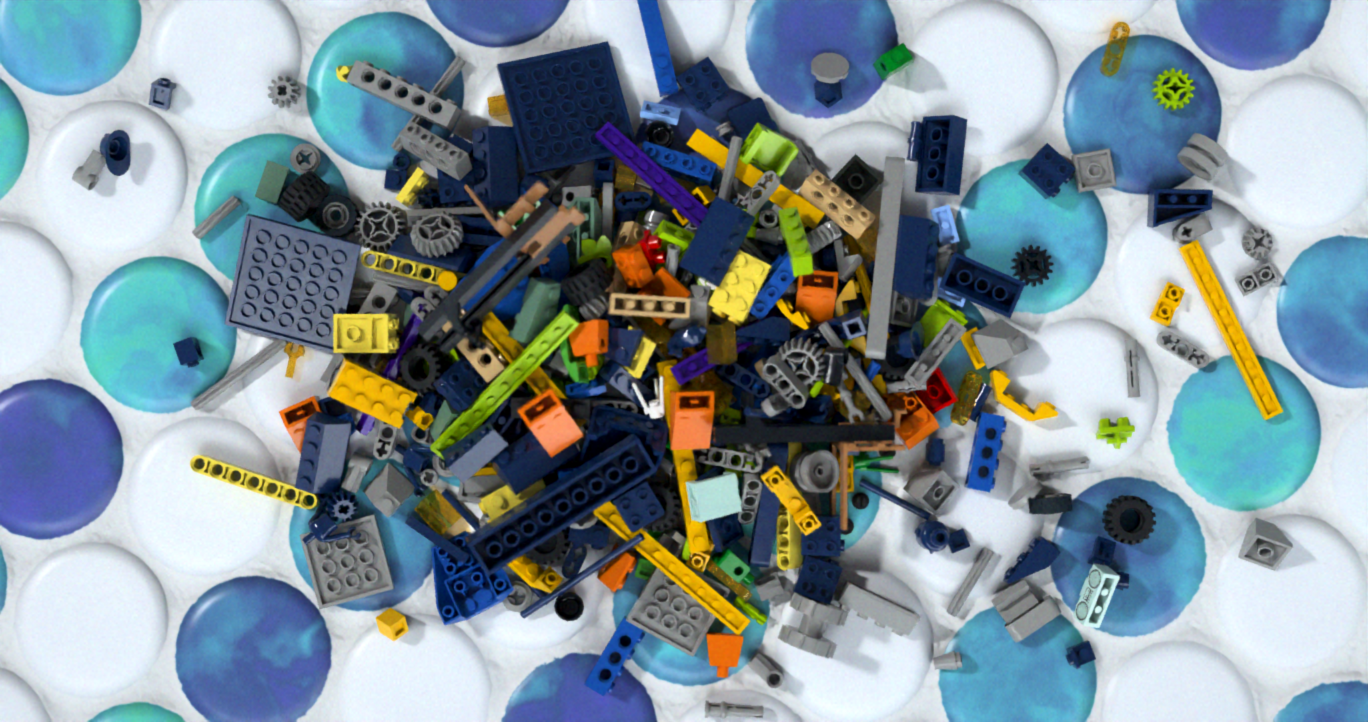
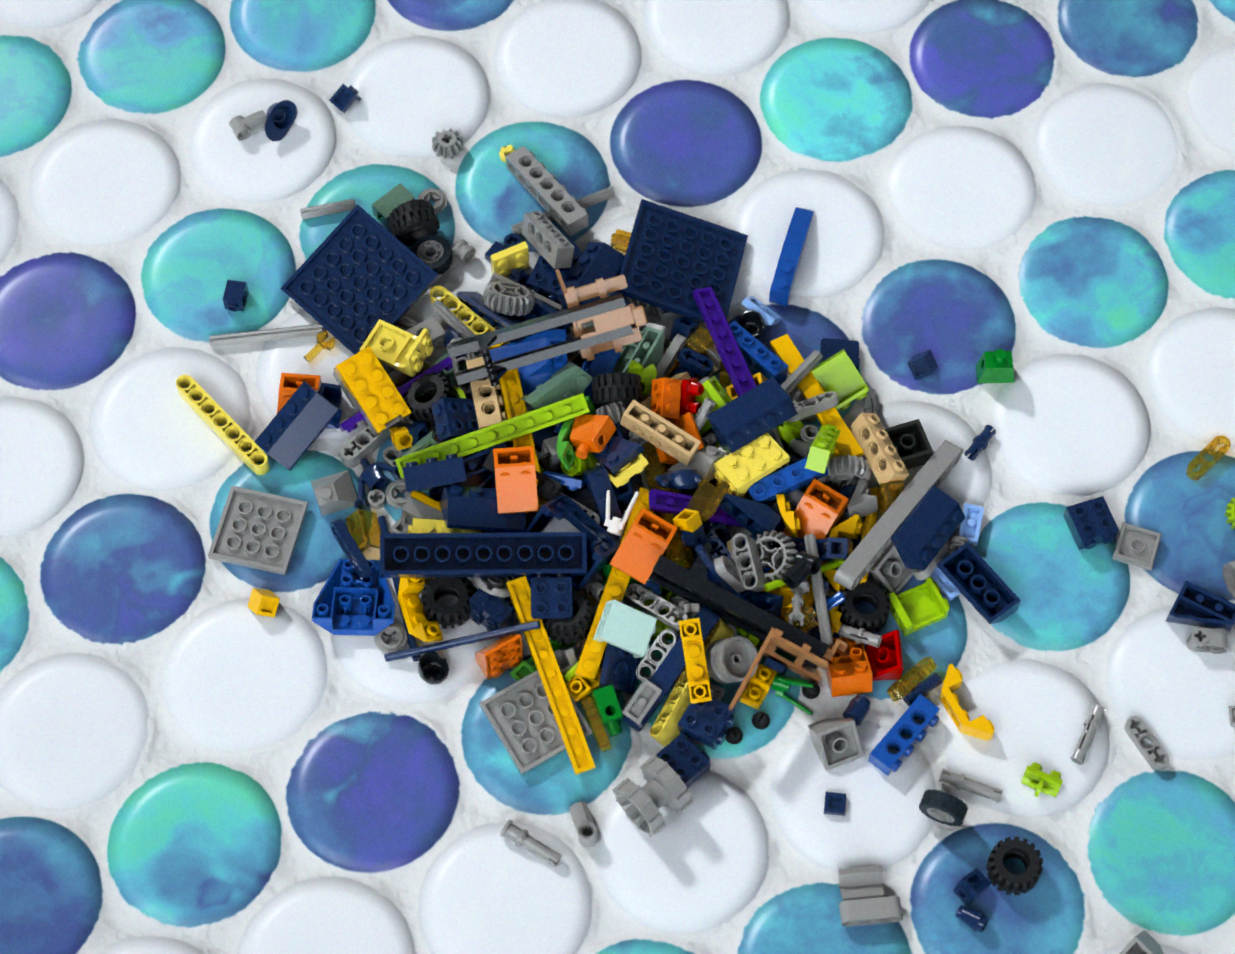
camera: 25 degrees right, 25 degrees down
(323, 526) = (259, 486): dark blue piece -> none
(340, 512) = (289, 475): dark blue gear -> none
(358, 468) = (319, 458): light grey piece -> none
(364, 195) = (464, 251): none -> light grey wheel
(366, 217) = (465, 270): light grey gear -> none
(578, 563) = (461, 631): dark blue beam -> none
(595, 680) = (454, 724): blue brick -> none
(703, 85) = (812, 305): dark blue brick -> none
(721, 379) = (690, 527): none -> leg
(724, 129) = (809, 348): light grey bush -> none
(724, 651) = (554, 783): orange torso -> none
(750, 610) = (600, 763): lime axle -> none
(757, 546) = (641, 701): none -> light grey panel
(768, 586) = (629, 750): light grey piece -> none
(829, 67) = (934, 345): light grey tile -> none
(878, 608) = (724, 819): light grey slope -> none
(895, 499) = (794, 735): dark blue bar -> none
(911, 342) = (886, 592): dark blue piece -> none
(932, 535) = (813, 781): dark blue piece -> none
(935, 353) = (902, 616): light grey plate -> none
(941, 155) = (999, 464): dark blue slope -> none
(948, 661) = (766, 907): light grey cone -> none
(970, 582) = (826, 847): light grey axle -> none
(971, 349) = (944, 641): yellow plate -> none
(998, 342) = (968, 646): light grey slope -> none
(1026, 492) = (917, 788): light grey tile -> none
(1037, 557) = (902, 857): dark blue slope -> none
(1038, 271) = (1040, 589): black gear -> none
(1095, 595) = (944, 915): light aqua piece -> none
(1167, 304) = (1151, 695): yellow slope -> none
(1230, 330) = (1202, 749): yellow plate -> none

